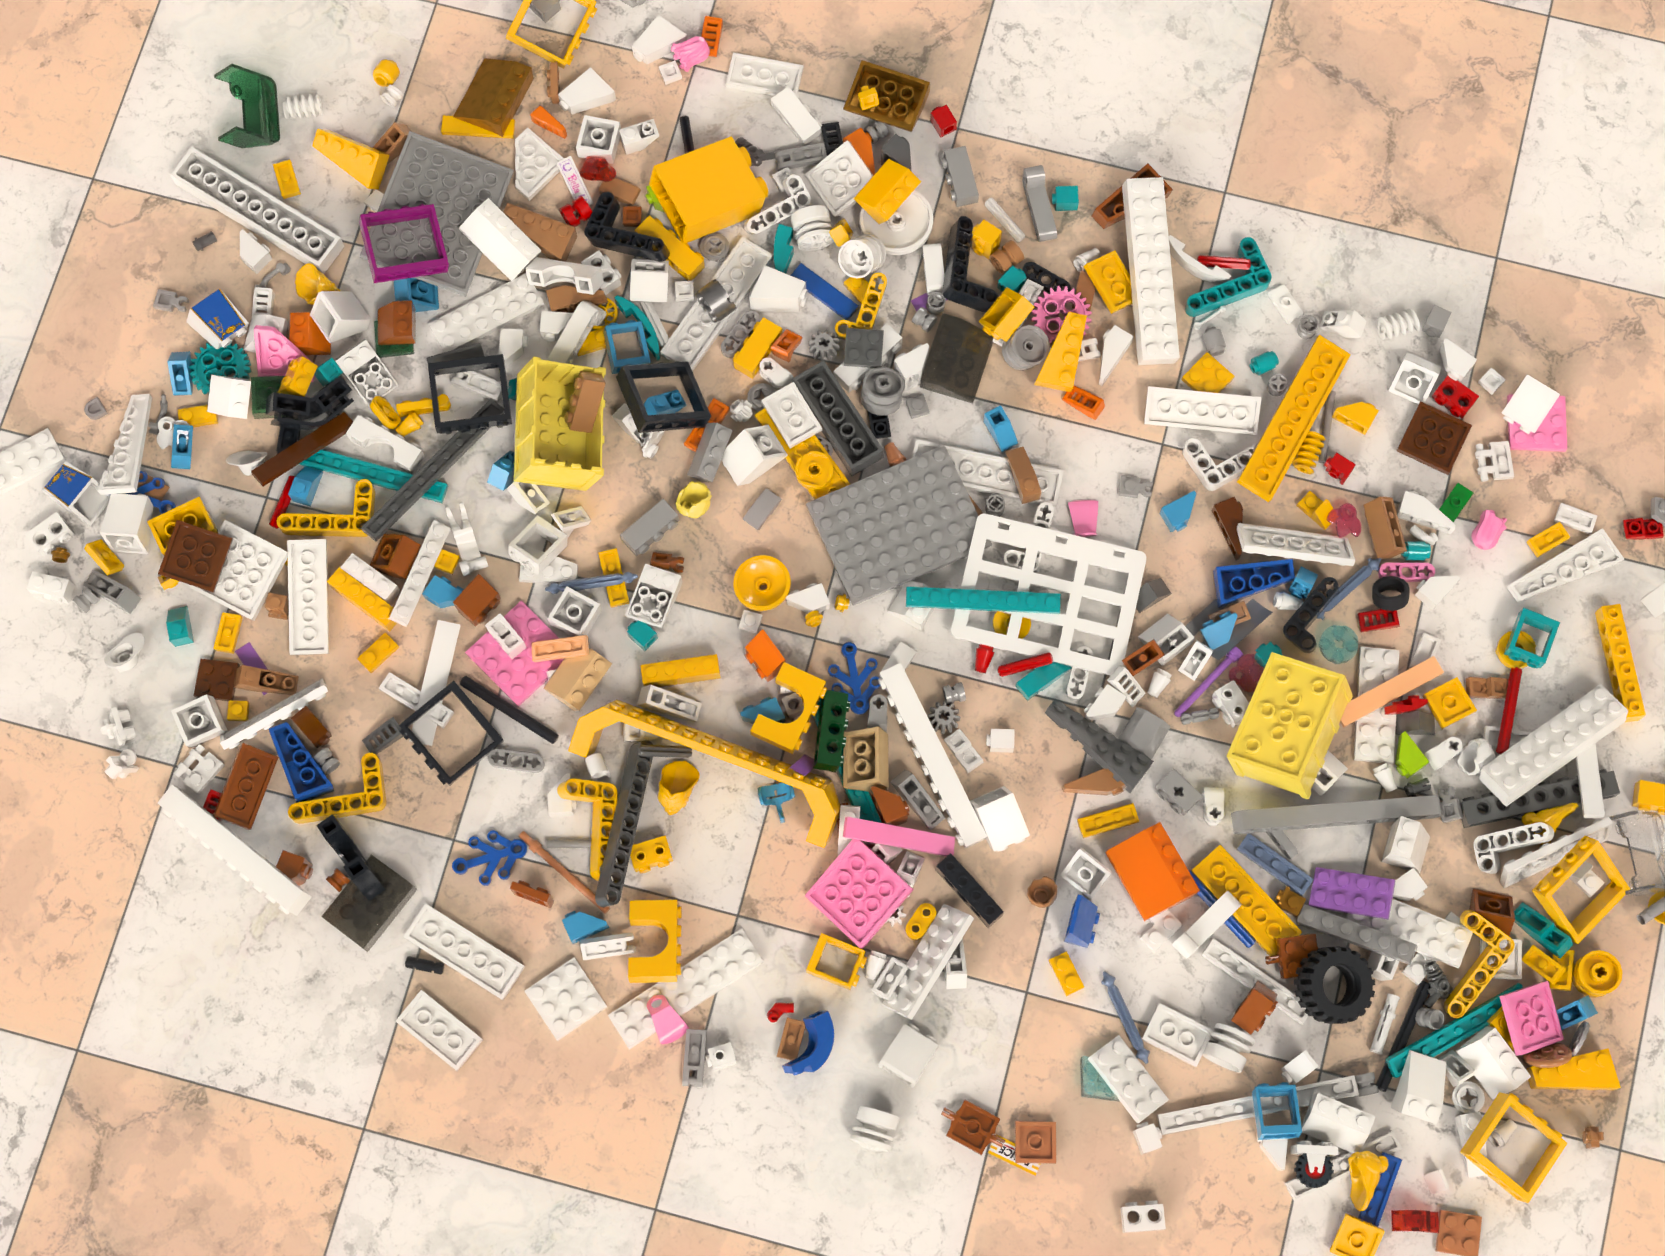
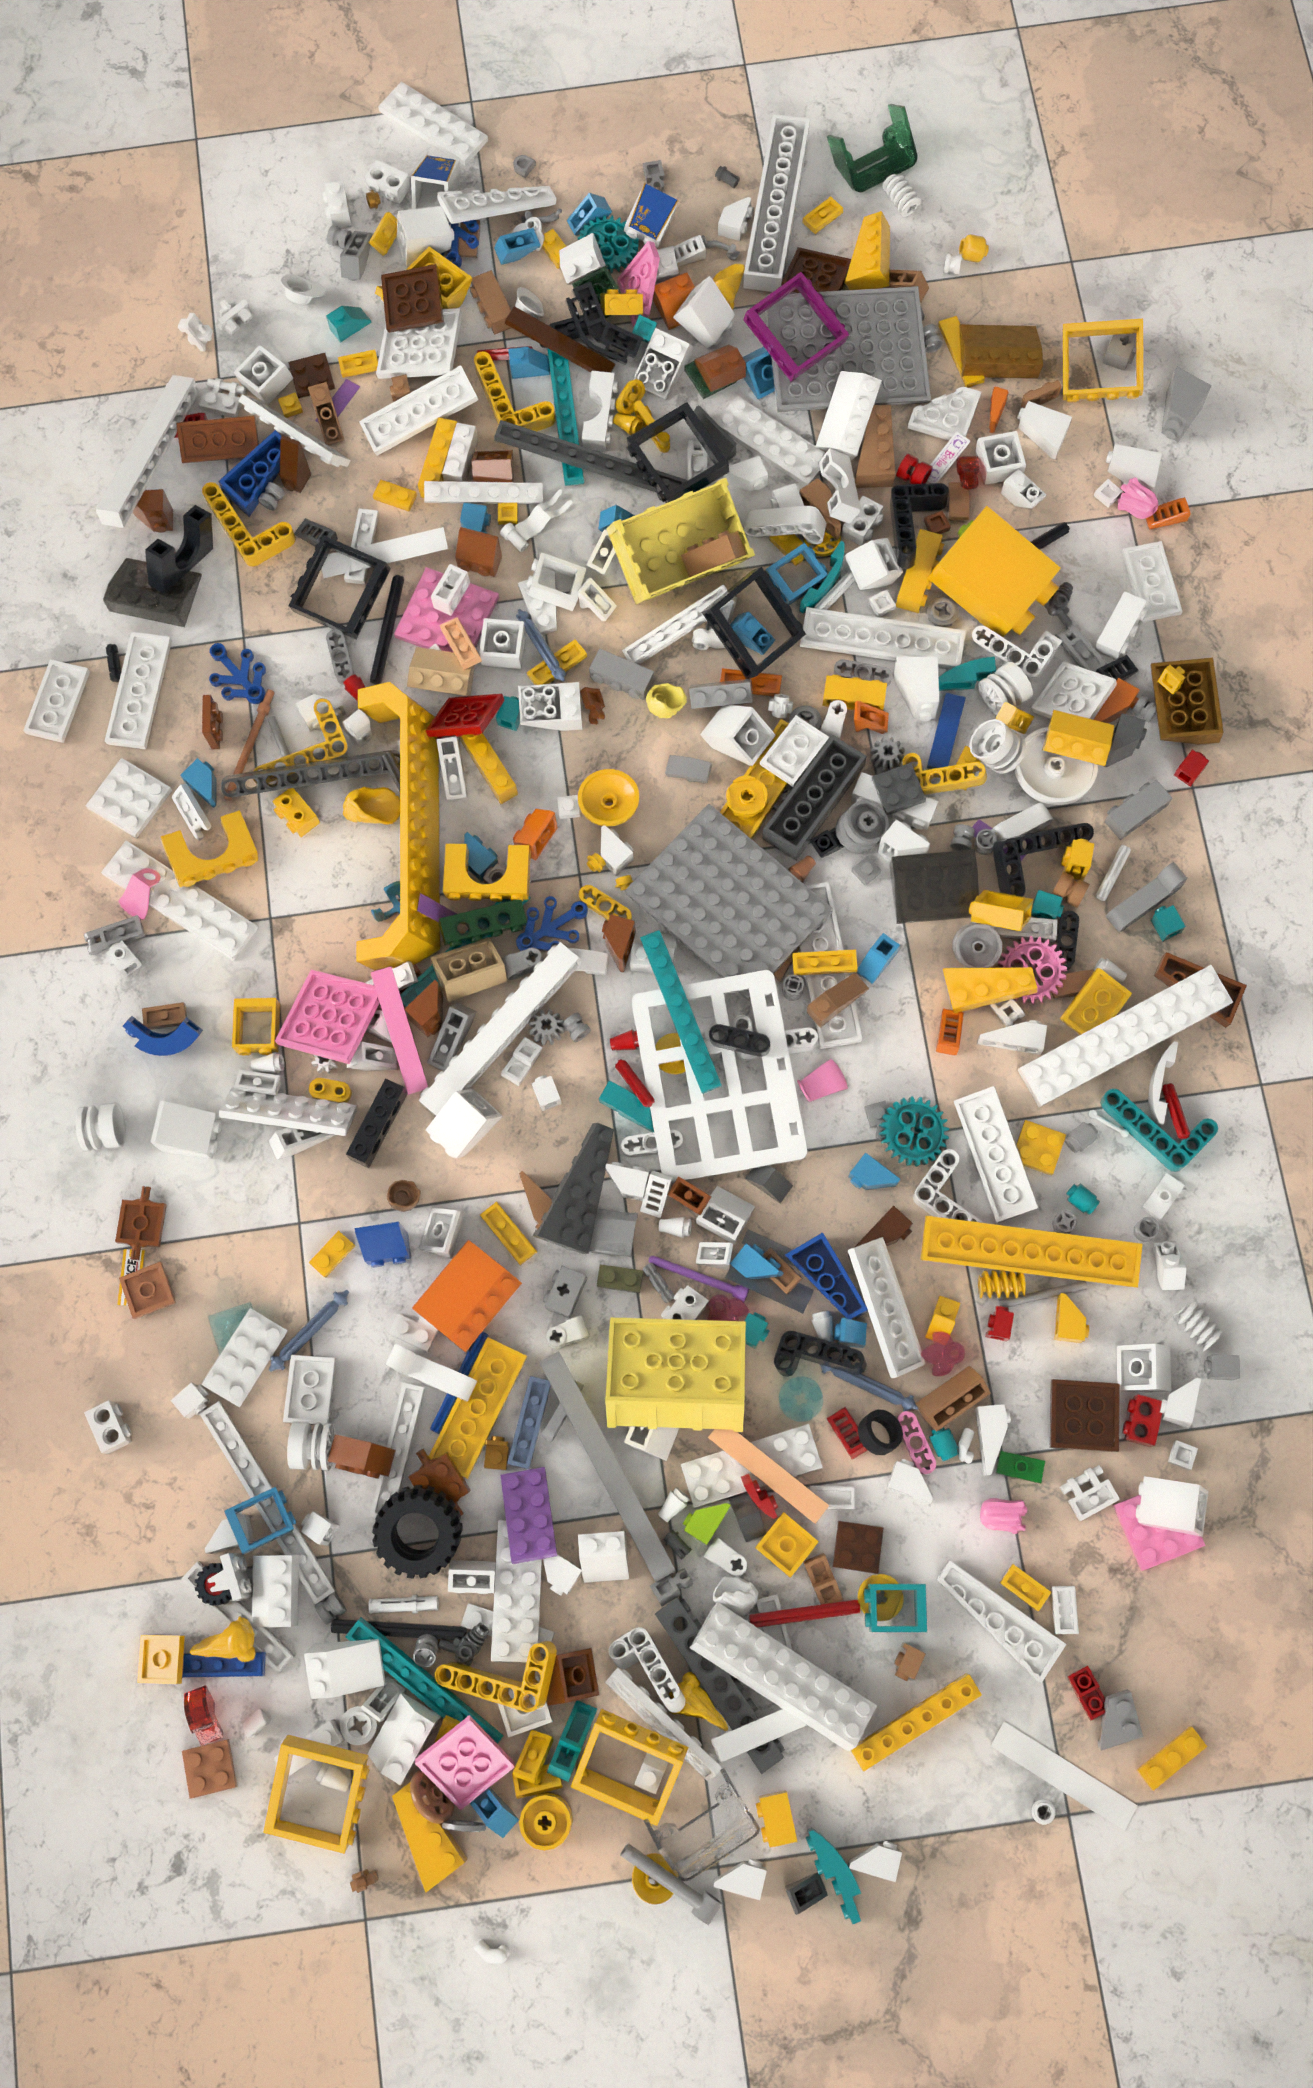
camera: 70 degrees right, 0 degrees up
(228, 491) = (490, 301): none -> medium nougat brick
(342, 207) = (824, 270): none -> reddish brown plate
(458, 143) = (931, 338): none -> light grey wheel
(555, 757) = (352, 685): none -> red cone
(631, 464) = (673, 629): none -> white tile
(633, 670) = (465, 715): none -> red plate
(715, 301) = (879, 629): flat silver brick -> none
(778, 1009) = (189, 992): red arm -> none
(853, 635) = (621, 909): none -> yellow beam
(896, 626) = (619, 939): none -> dark orange slope
(987, 470) = (824, 962): none -> yellow plate
(1025, 570) = (732, 1032): none -> black beam
(1165, 452) = (895, 1126): none -> teal gear
(1183, 745) = (619, 1278): none -> olive plate
(1357, 934) = (482, 1536): light grey plate -> none
(1470, 650) = (858, 1547): none -> reddish brown plate
(1573, 649) = (908, 1662): none -> medium nougat brick

